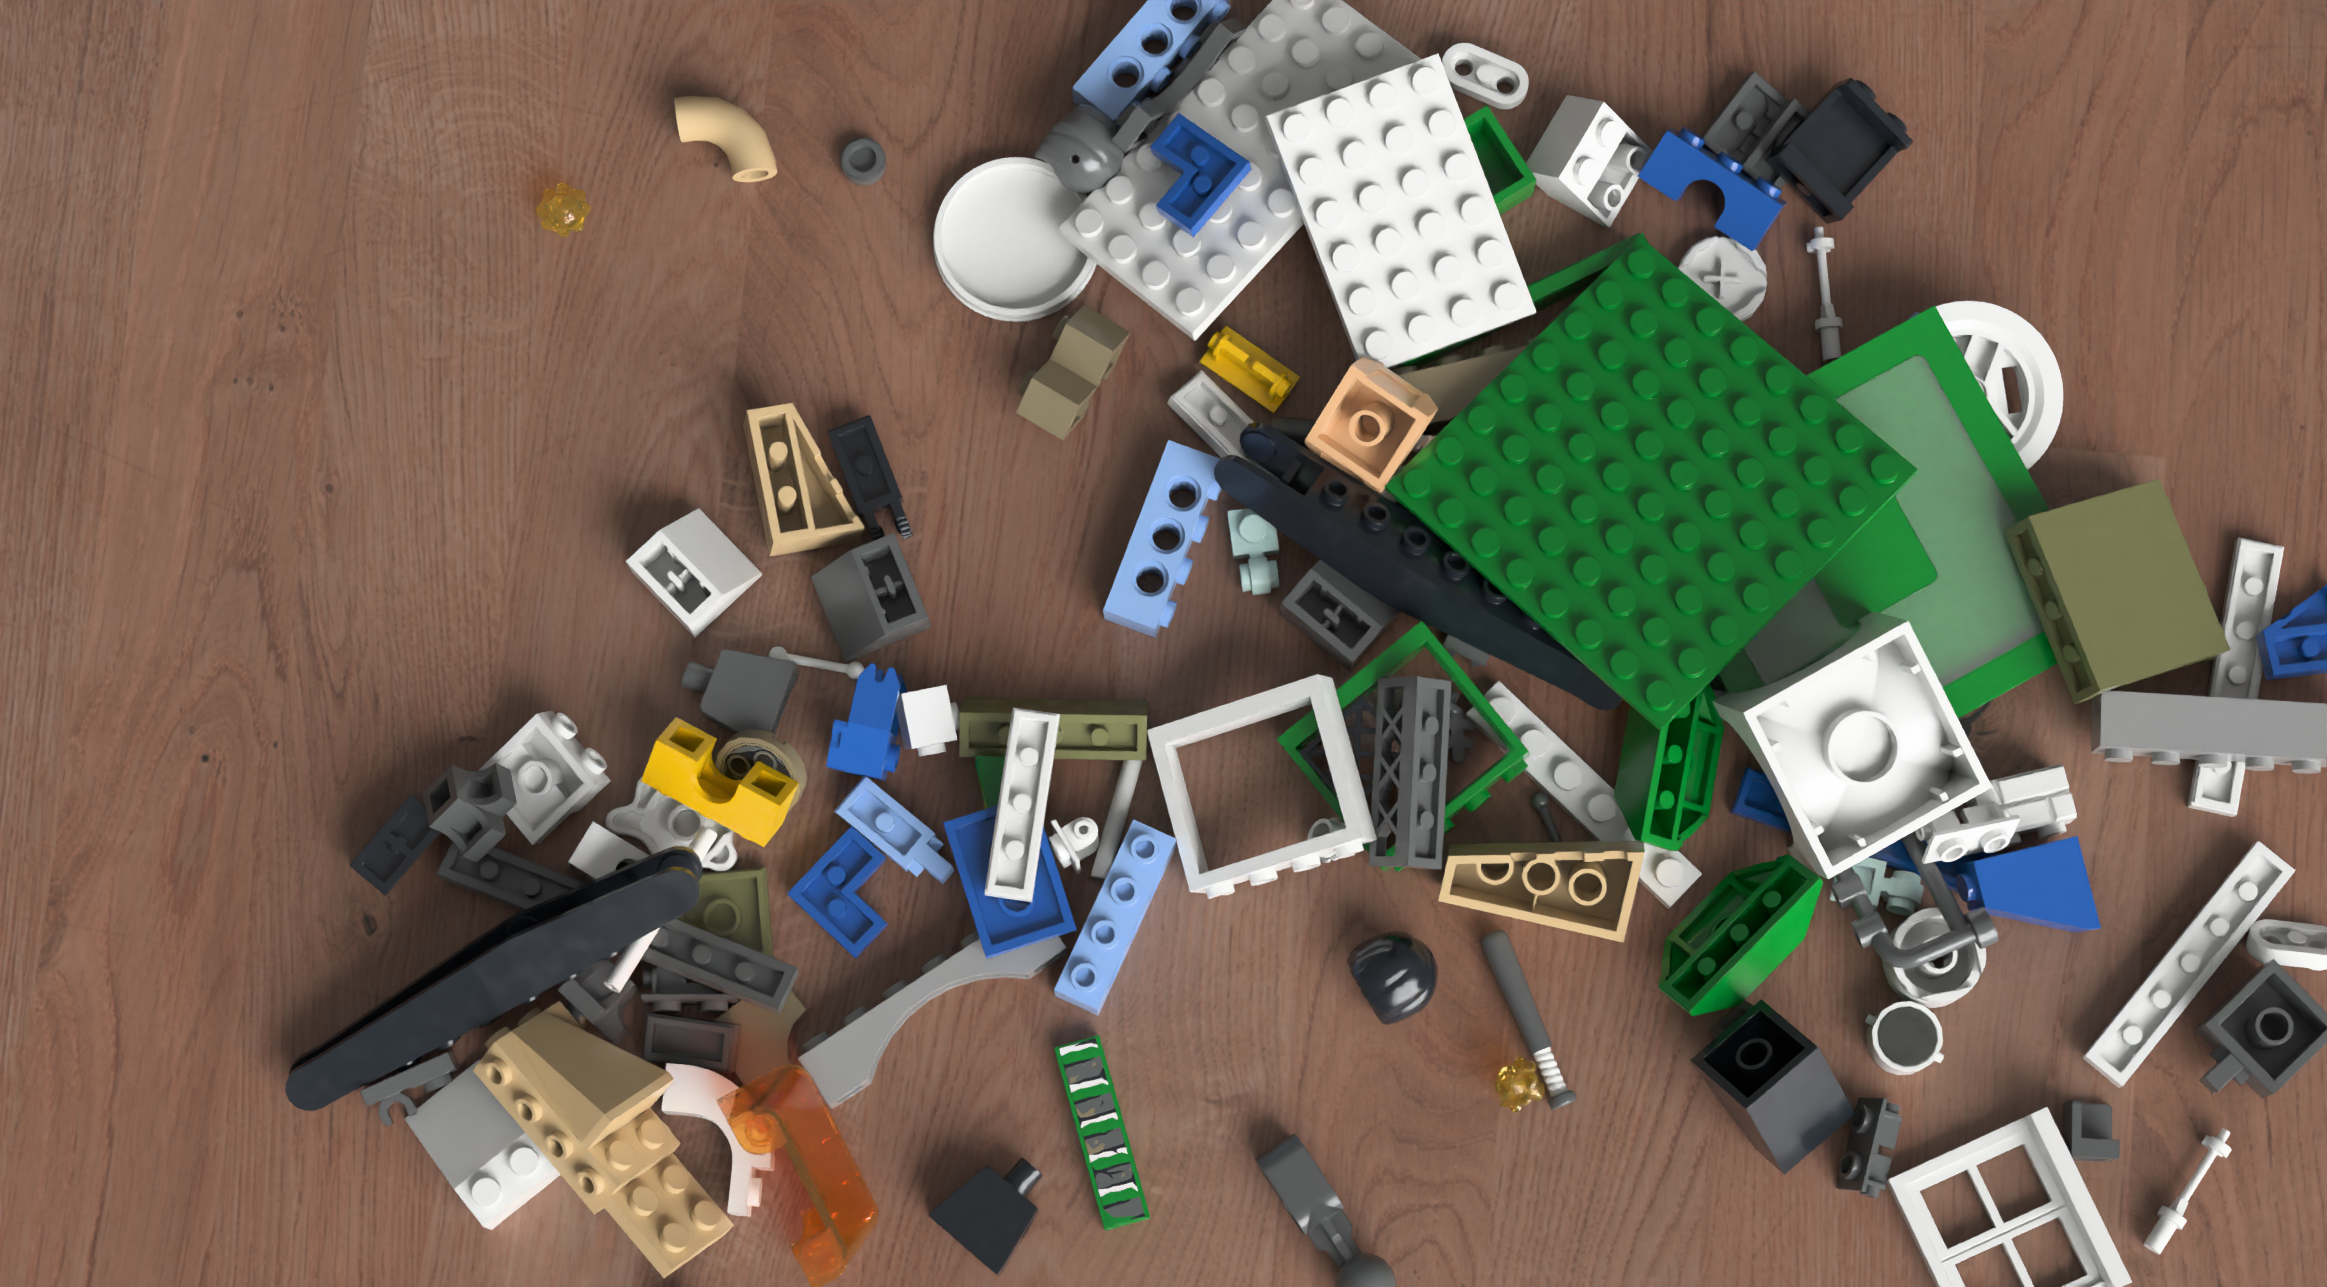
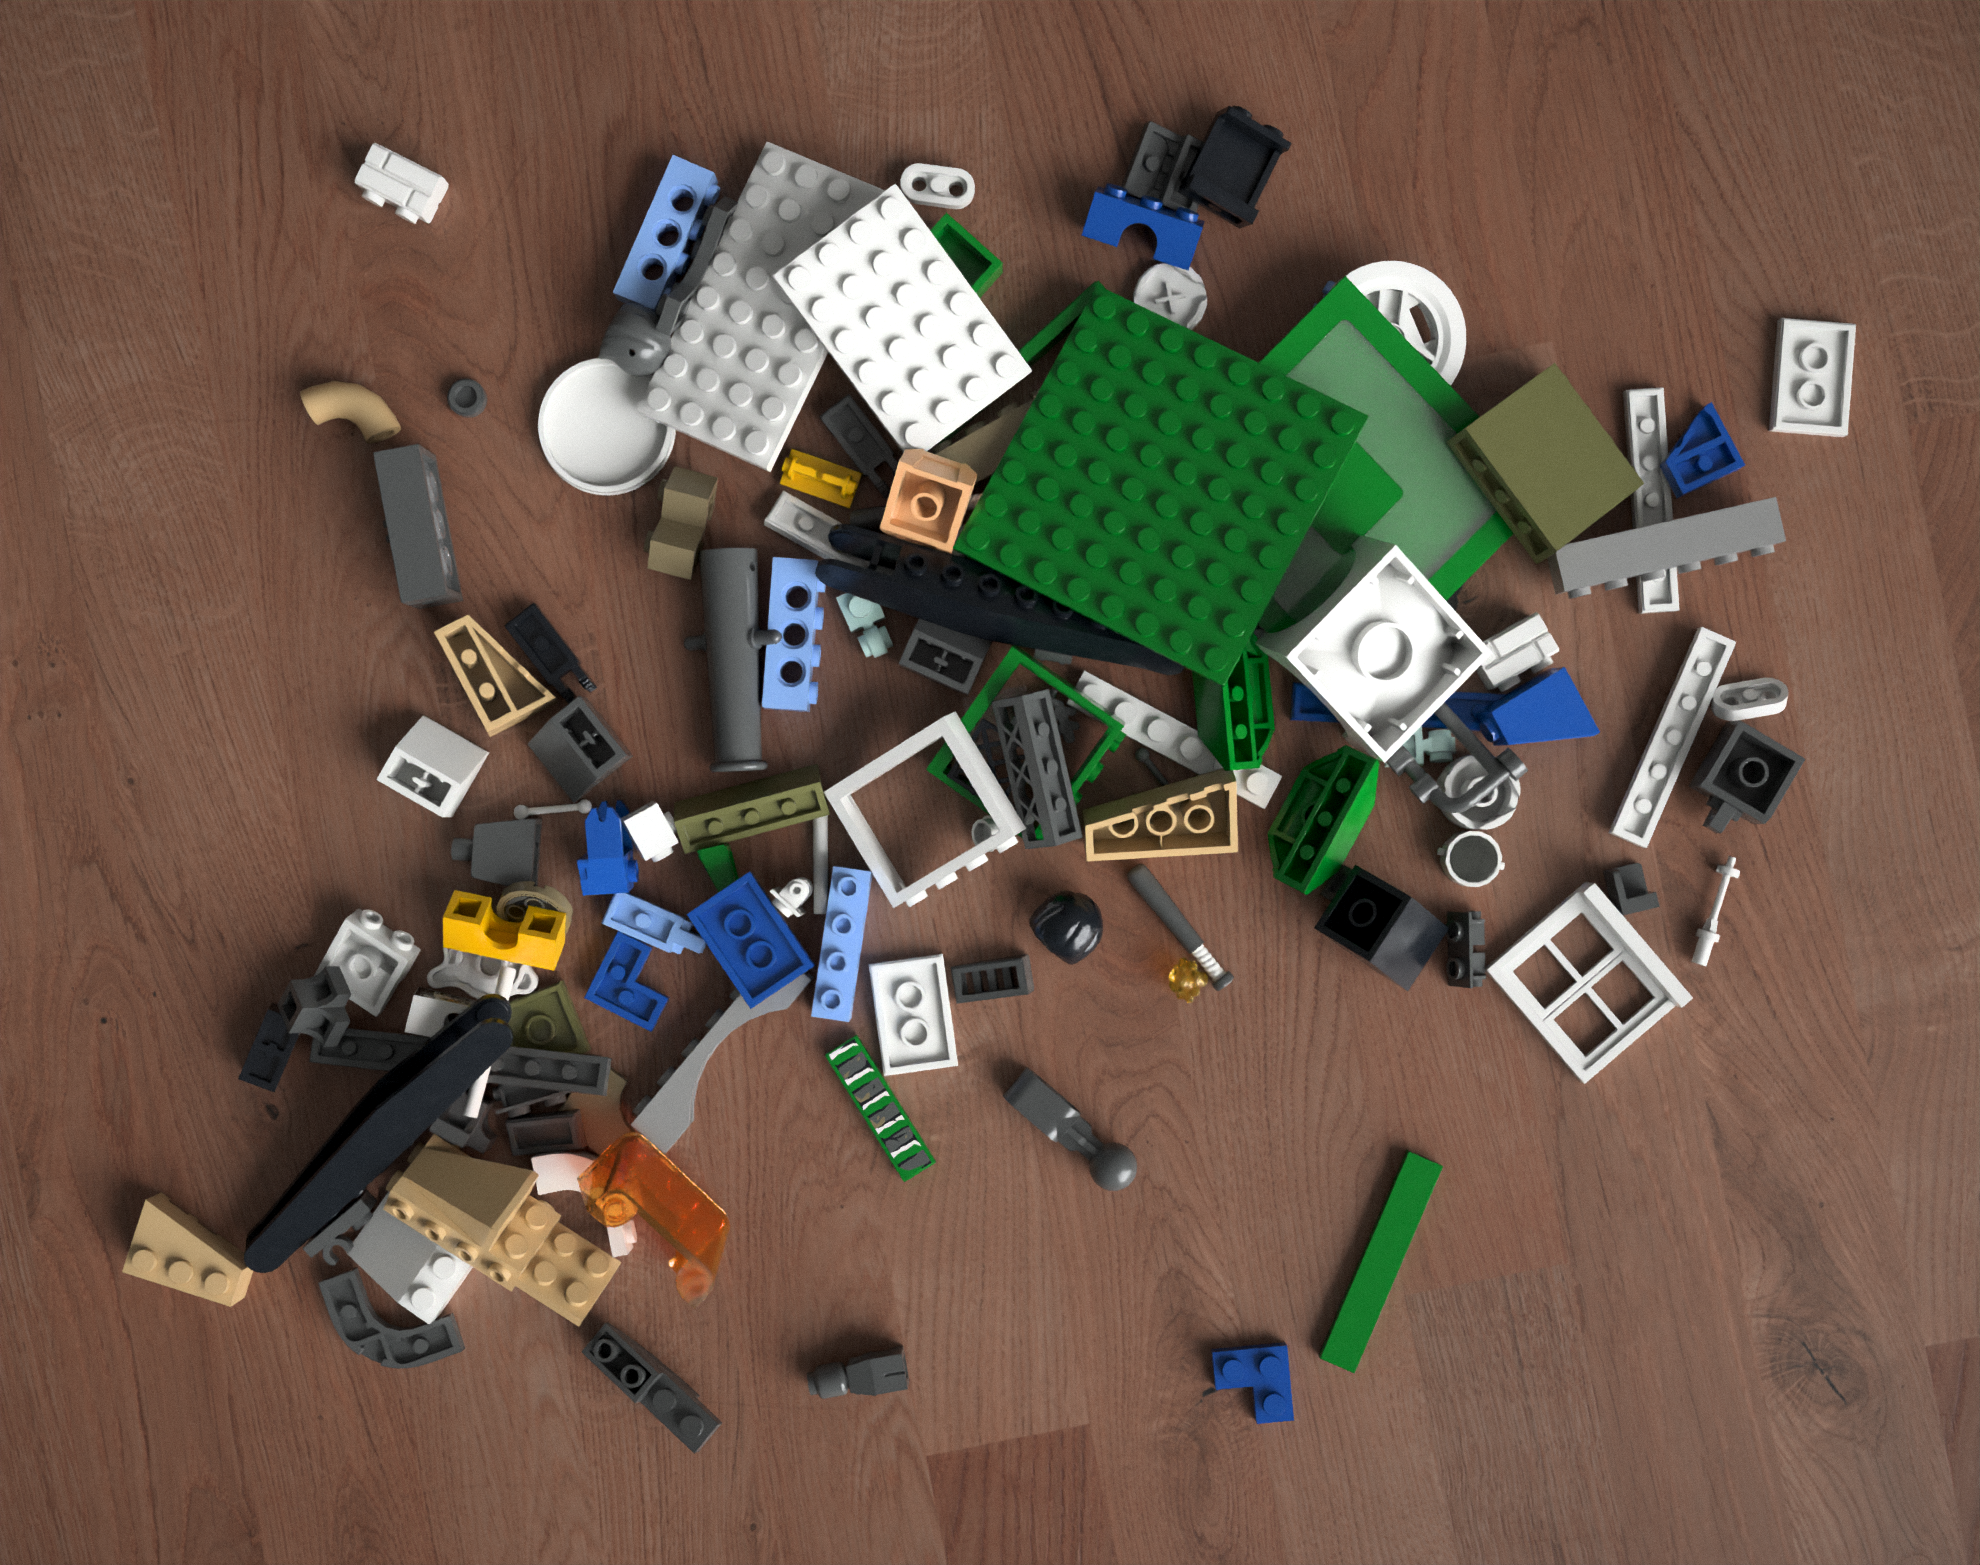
camera: 20 degrees left, 10 degrees up
(214, 1060) = (185, 1255): none -> tan wedge
(409, 1234) = (378, 1340): none -> dark grey plate
(563, 210) = (241, 507): clear yellow plant -> none
(763, 288) = (417, 527): none -> dark grey brick
(991, 1213) = (814, 1196): black torso -> none
(1022, 804) = (743, 883): white tile -> none
(1086, 542) = (733, 655): none -> dark grey piece
(1174, 1032) = (913, 1014): none -> white tile
(1207, 173) = (740, 336): blue plate -> none
(1309, 338) = (860, 441): none -> dark grey hinge
(1323, 1018) = (1024, 975): none -> dark grey slope
(1588, 159) = (1038, 231): white slope -> none
(1828, 324) = (1263, 310): white piece -> none
(1985, 829) = (1493, 683): white hinge -> none

